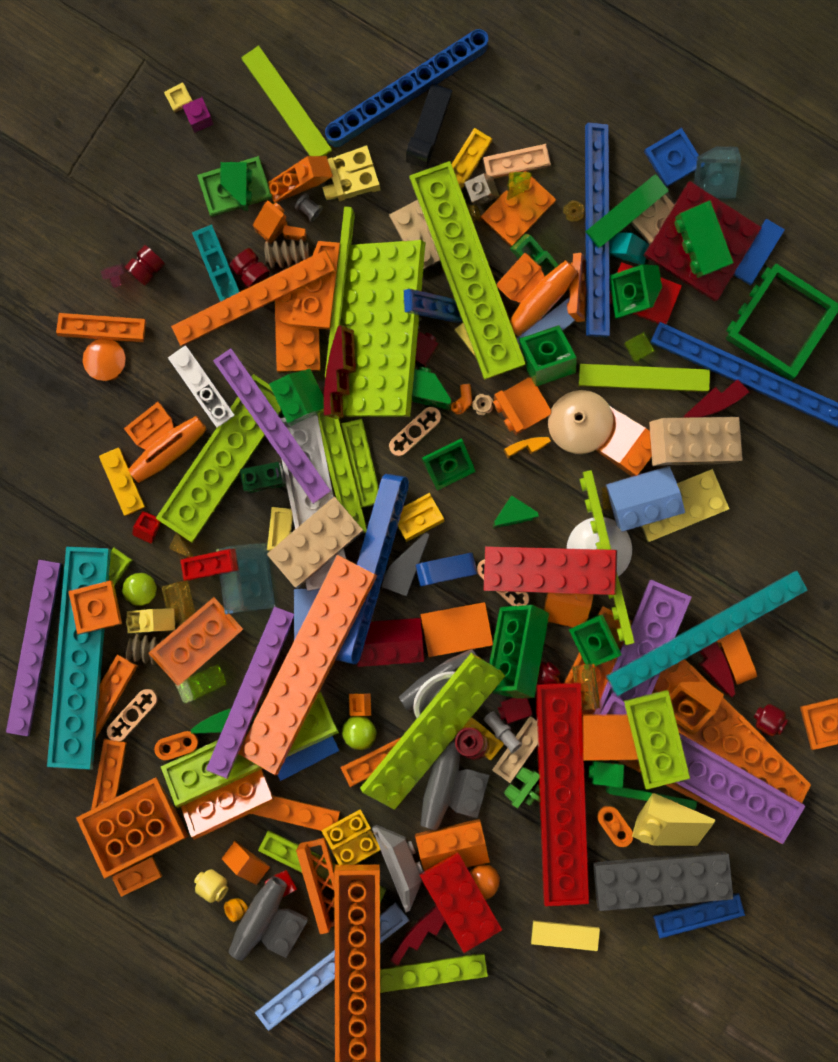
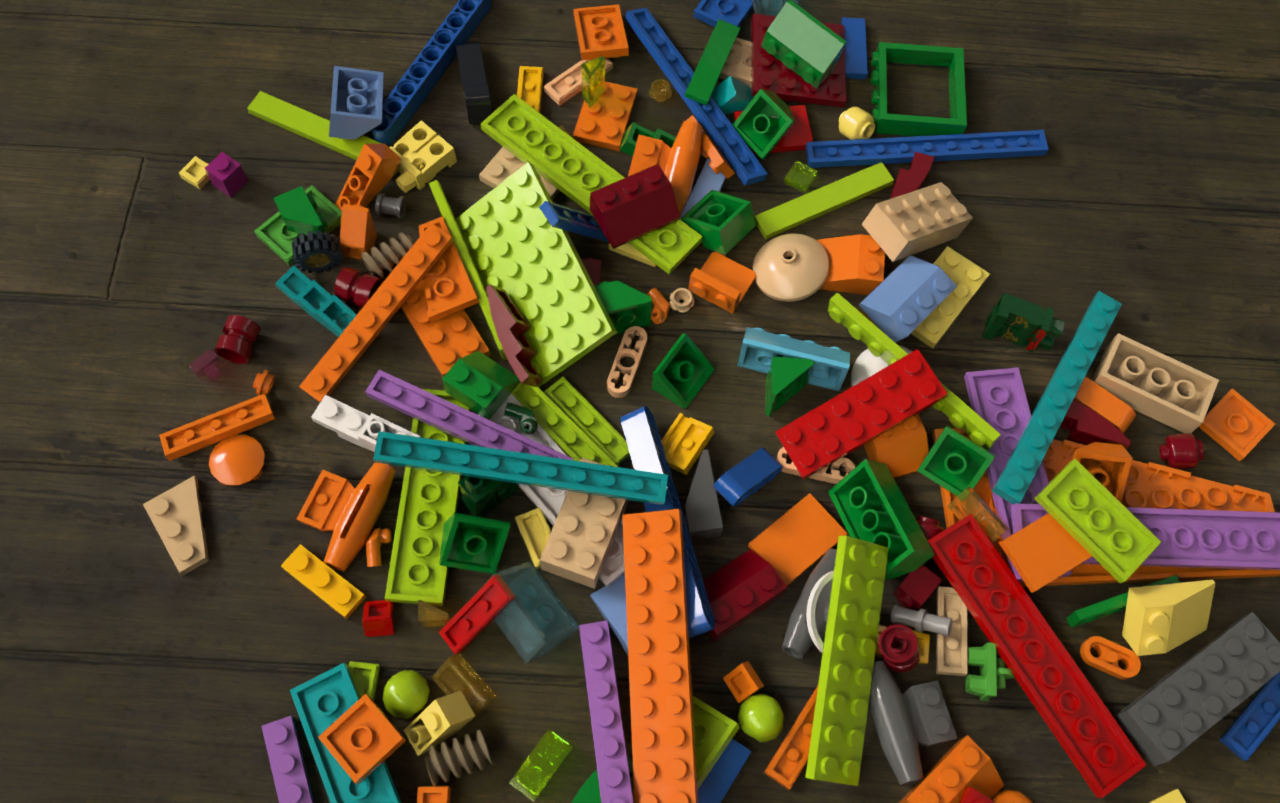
camera: 35 degrees left, 20 degrees down
(45, 384) = (180, 525): none -> tan wing
(148, 309) = (263, 382): none -> orange plate
(167, 474) = (373, 546): none -> orange arm
(195, 641) = (508, 714): orange plate -> none
(231, 513) = (473, 543): none -> green slope
(233, 222) = (316, 251): none -> black wheel
(283, 488) = (520, 468): none -> teal plate
(294, 233) = (387, 231): orange tile -> none
(316, 439) = (525, 417): none -> dark green arm
(325, 101) = (355, 102): none -> medium blue slope
(482, 189) = (560, 108): dark tan brick -> none
(485, 315) = (634, 206): none -> dark red slope
(531, 444) = (753, 313): light orange slope -> none
(531, 491) = (829, 362): none -> medium azure slope
(555, 131) = (600, 32): none -> orange plate
(606, 773) = (1064, 598): green slope -> none
(710, 326) = (856, 124): none -> light yellow head
(721, 564) = (1023, 323): none -> dark green hips
(786, 662) = (1155, 384): none -> tan brick

